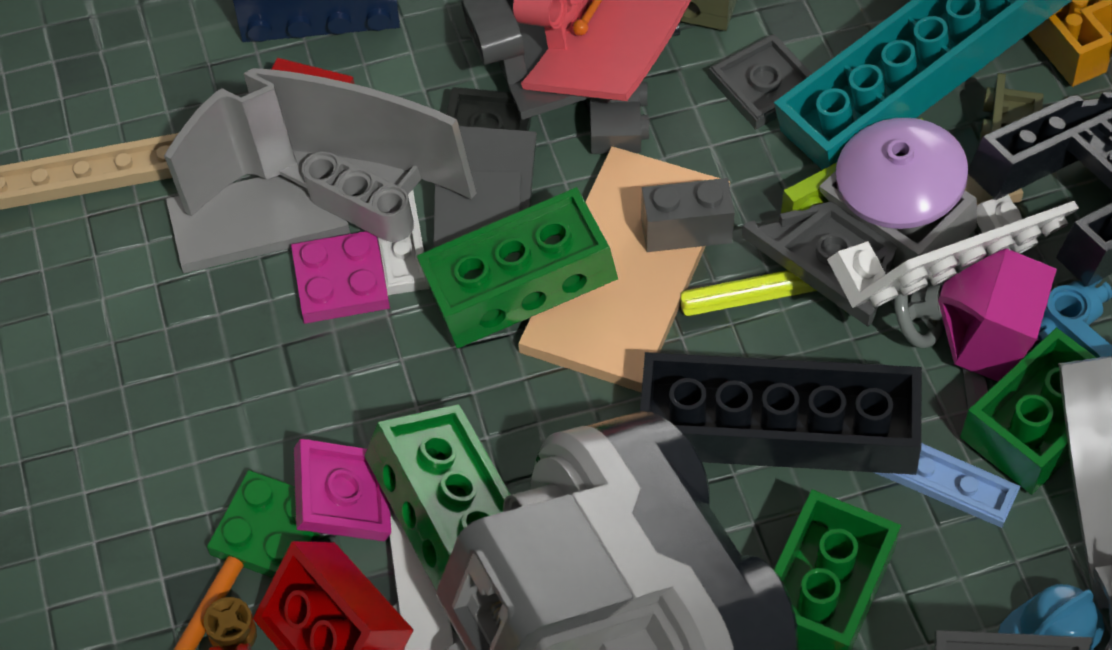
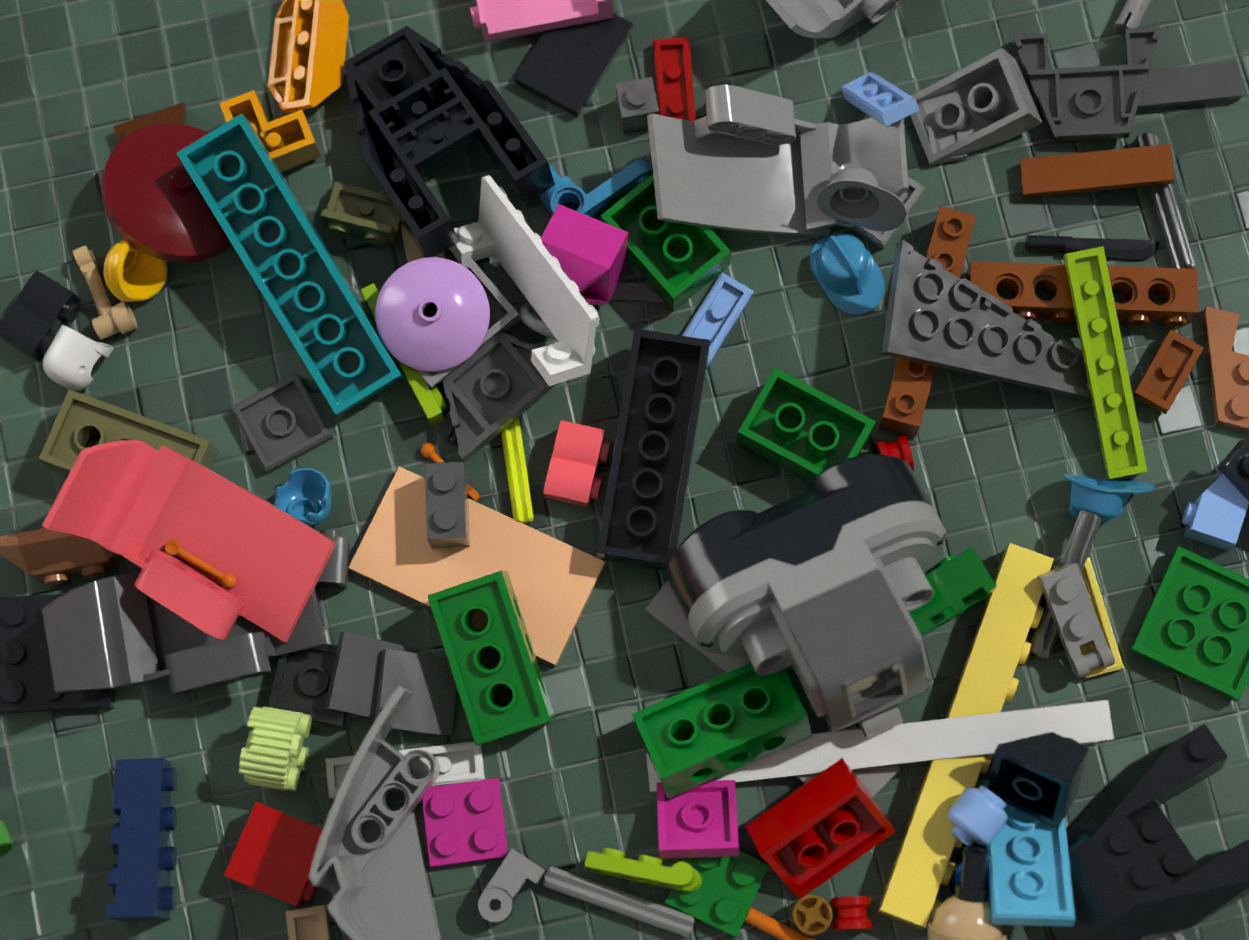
camera: 85 degrees left, 20 degrees up
(251, 427) = (618, 901): none -> light grey axle
(271, 315) = (498, 897): none -> light grey leg
(281, 437) = (645, 870): none -> lime plate
(413, 76) = (275, 748): none -> yellowish green brick
(679, 98) = (305, 496): none -> dark azure hair
(752, 211) = (428, 451): none -> orange hinge
(754, 334) = (575, 464): none -> coral brick

